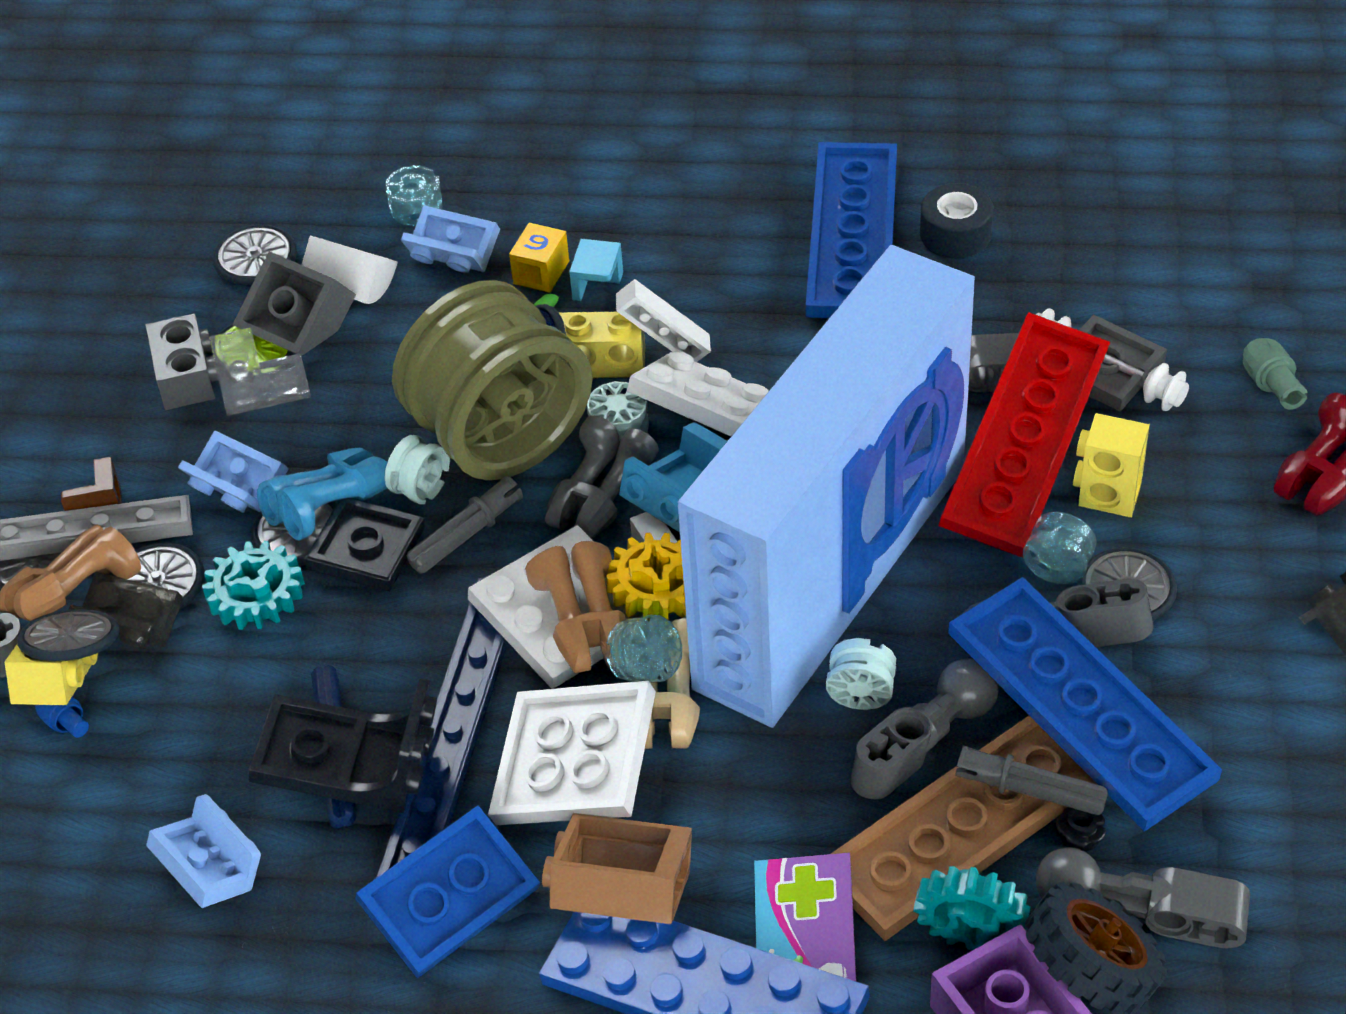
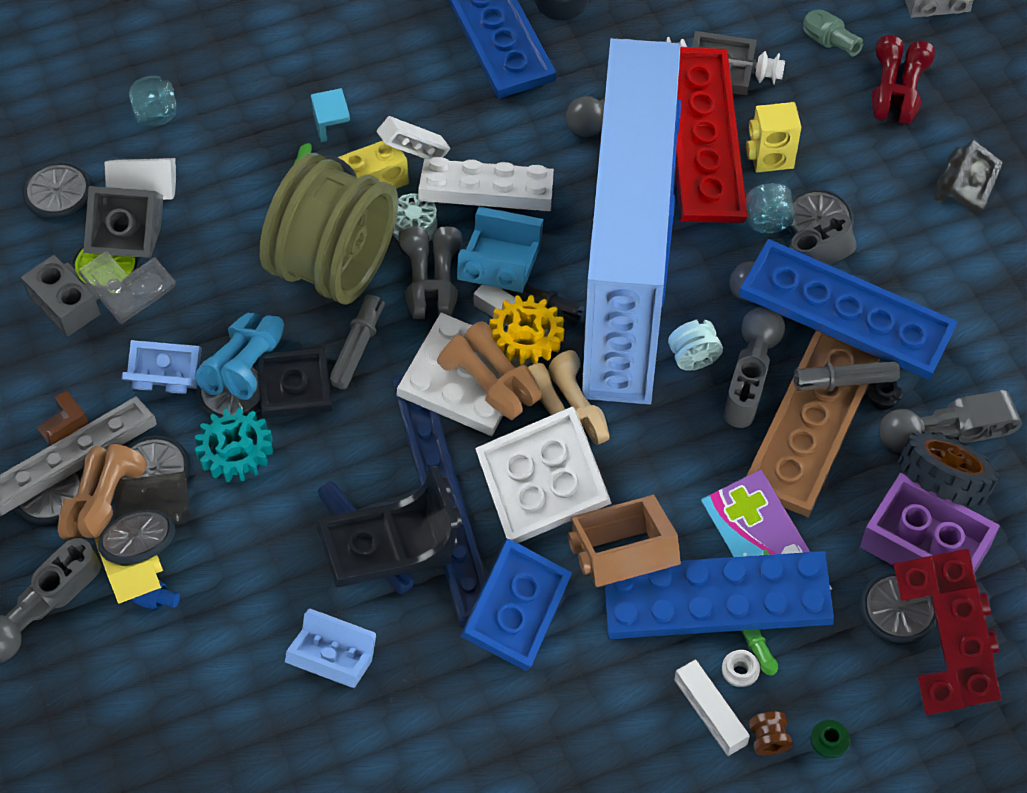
camera: 30 degrees left, 10 degrees up
(416, 469) = (300, 313): light aqua wheel -> none
(452, 239) = (206, 126): light blue bracket -> none
(539, 257) = (281, 118): yellow brick -> none
(655, 639) = (554, 385): clear light blue wheel -> none
(969, 906) = (861, 474): teal gear -> none

